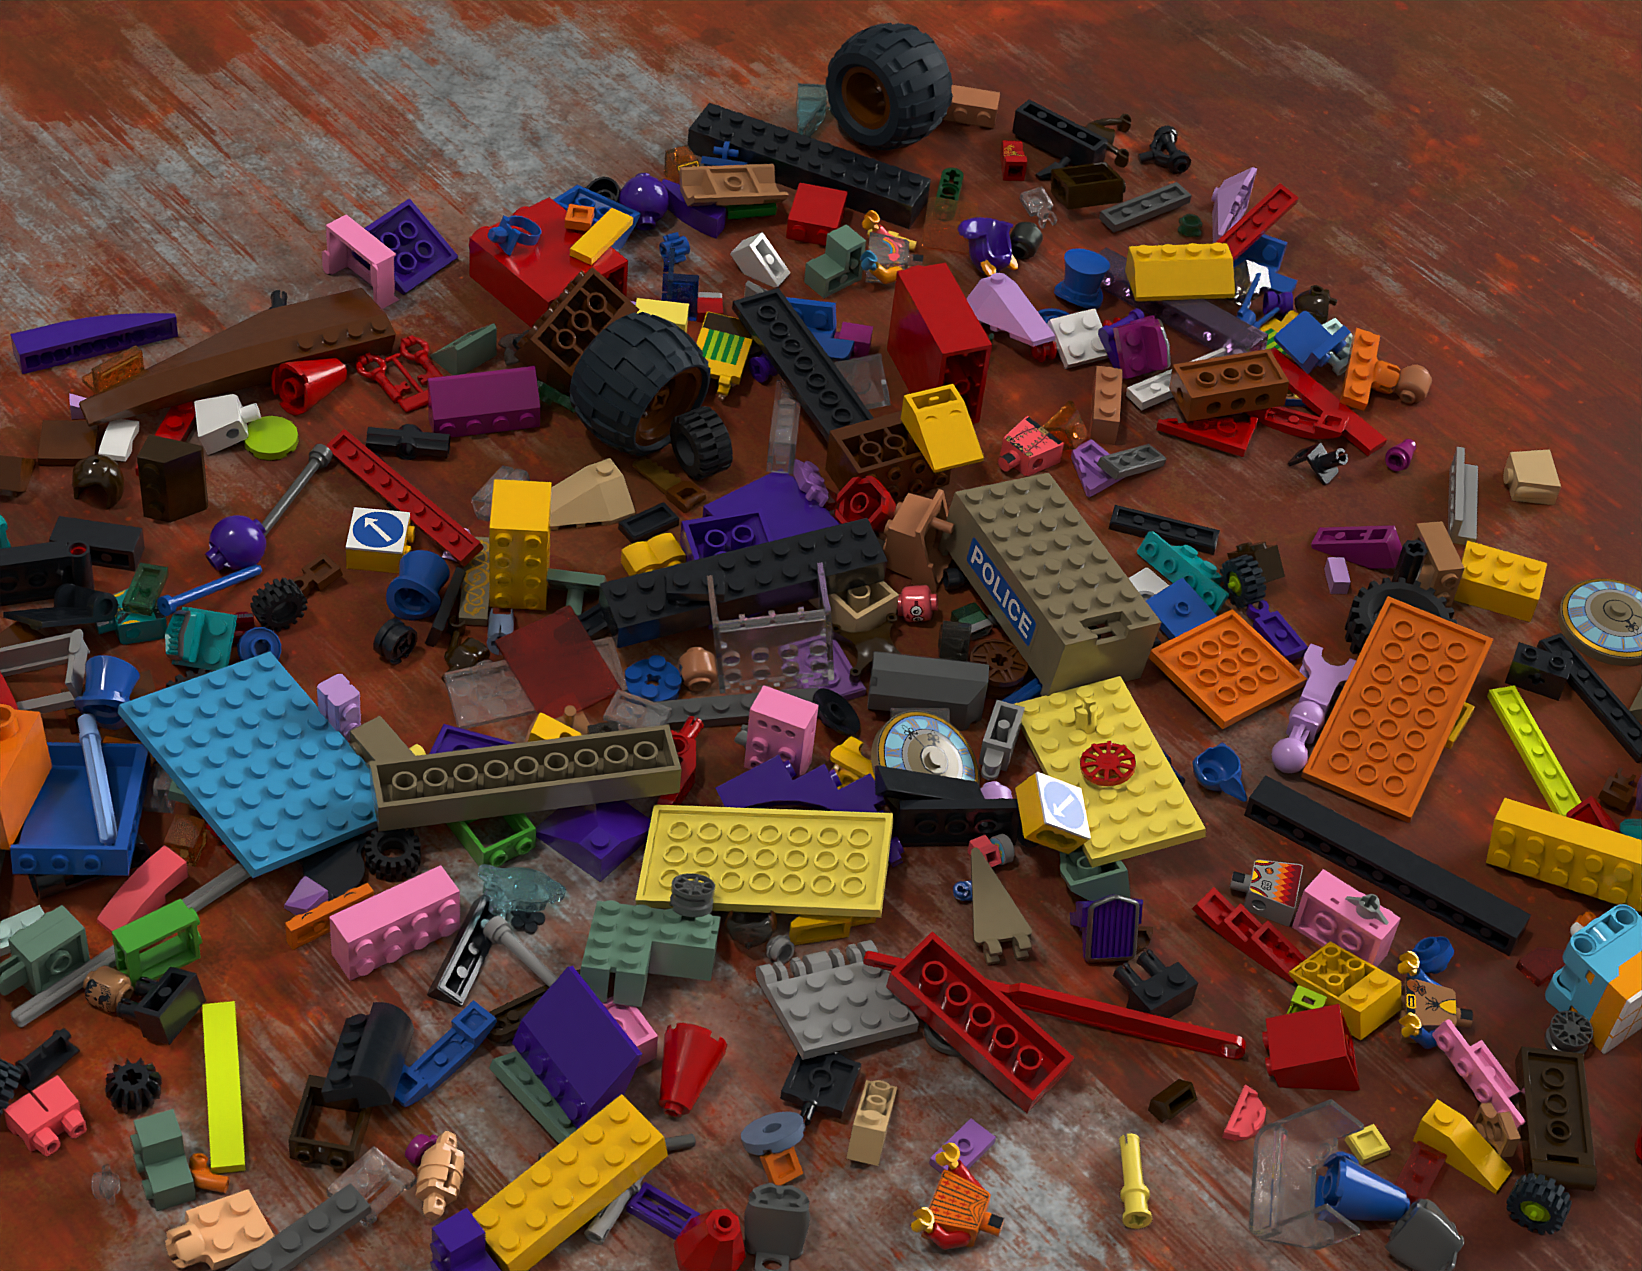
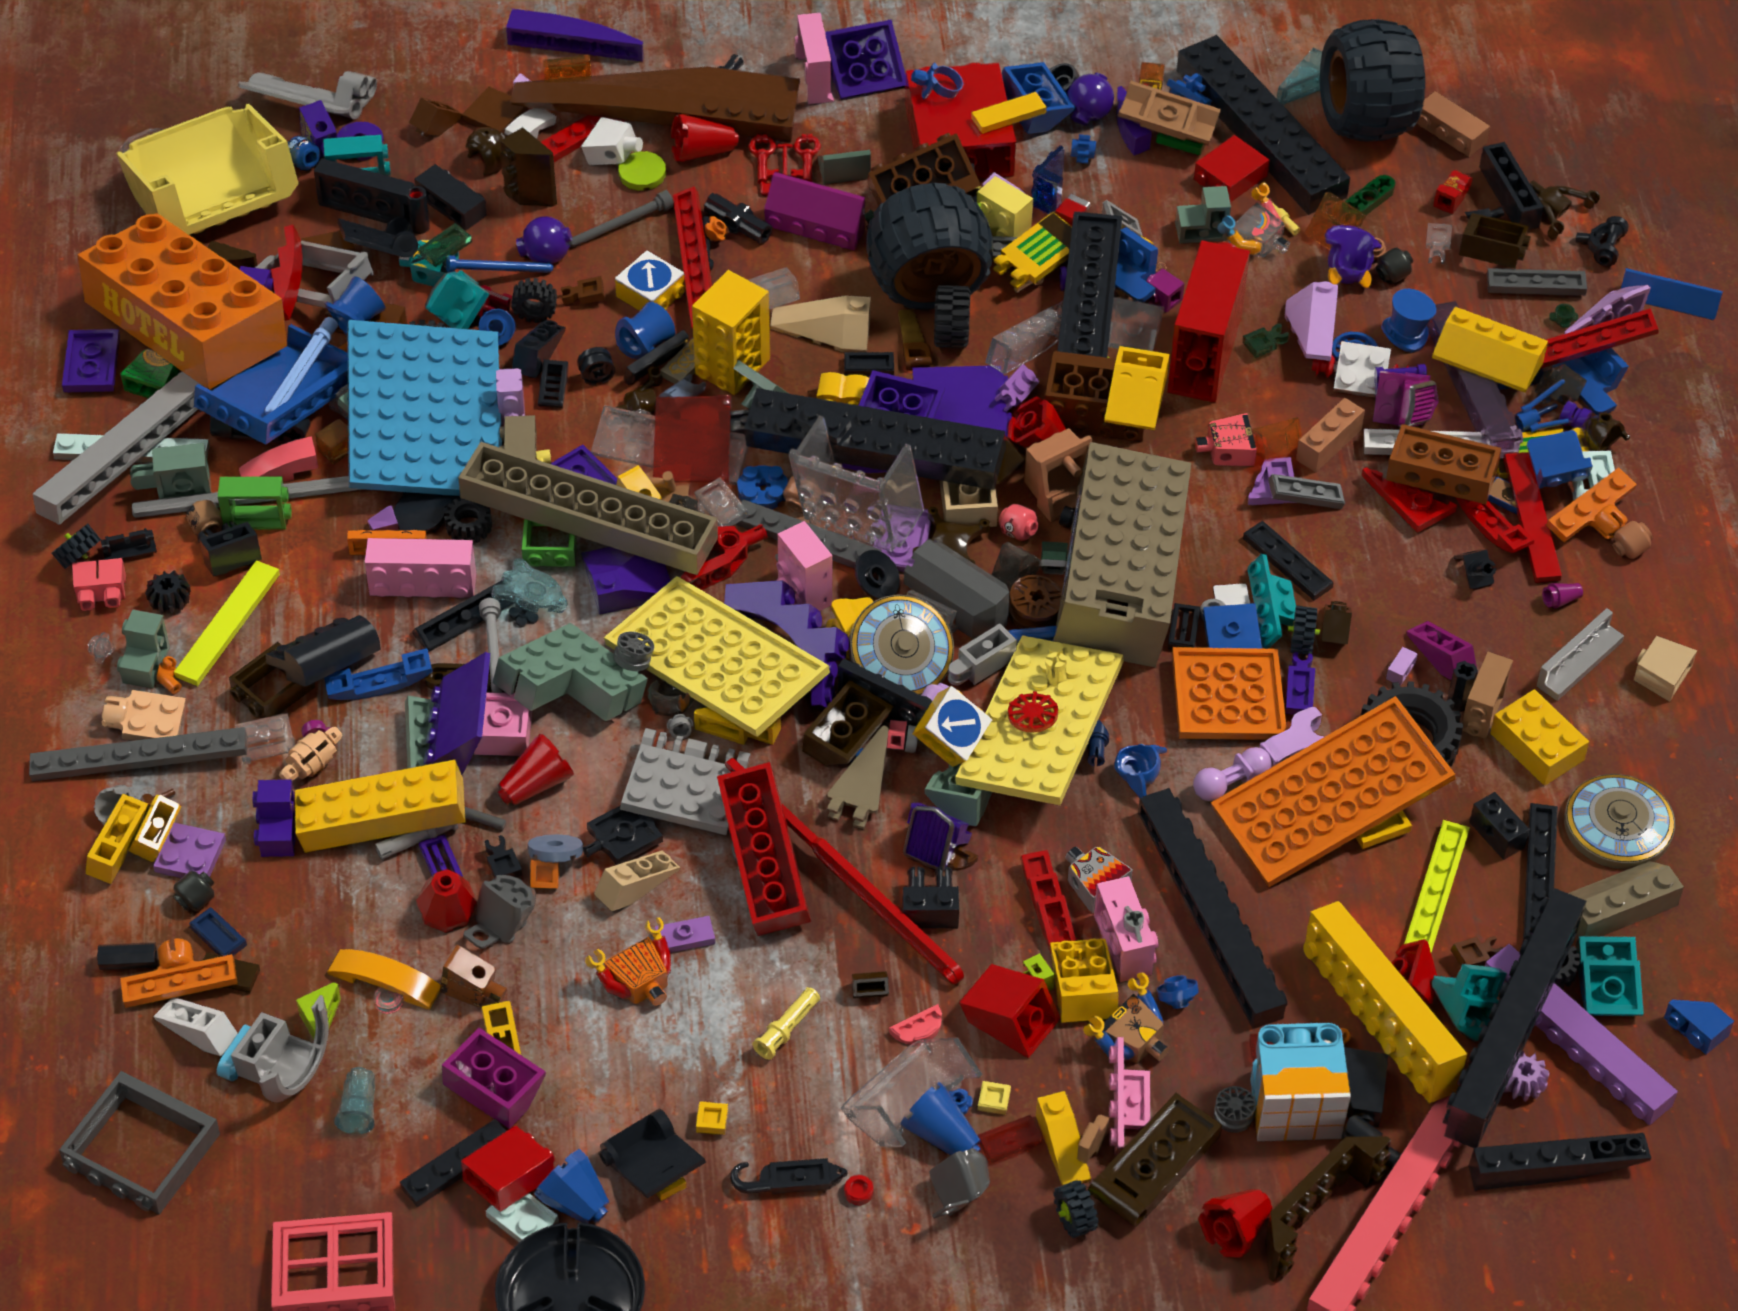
camera: 40 degrees right, 5 degrees up
(317, 650) = (536, 347): none -> black slope
(360, 659) = (553, 367): none -> black slope
(397, 460) = (716, 229): none -> orange plate
(579, 217) = (1002, 89): orange plate -> none
(727, 1178) = (502, 860): none -> black plate
(760, 260) = (1146, 189): white slope -> none
(922, 786) = (878, 659): black slope -> none
(941, 867) = (845, 725): none -> dark brown slope
(1270, 171) = (1676, 294): none -> blue slope

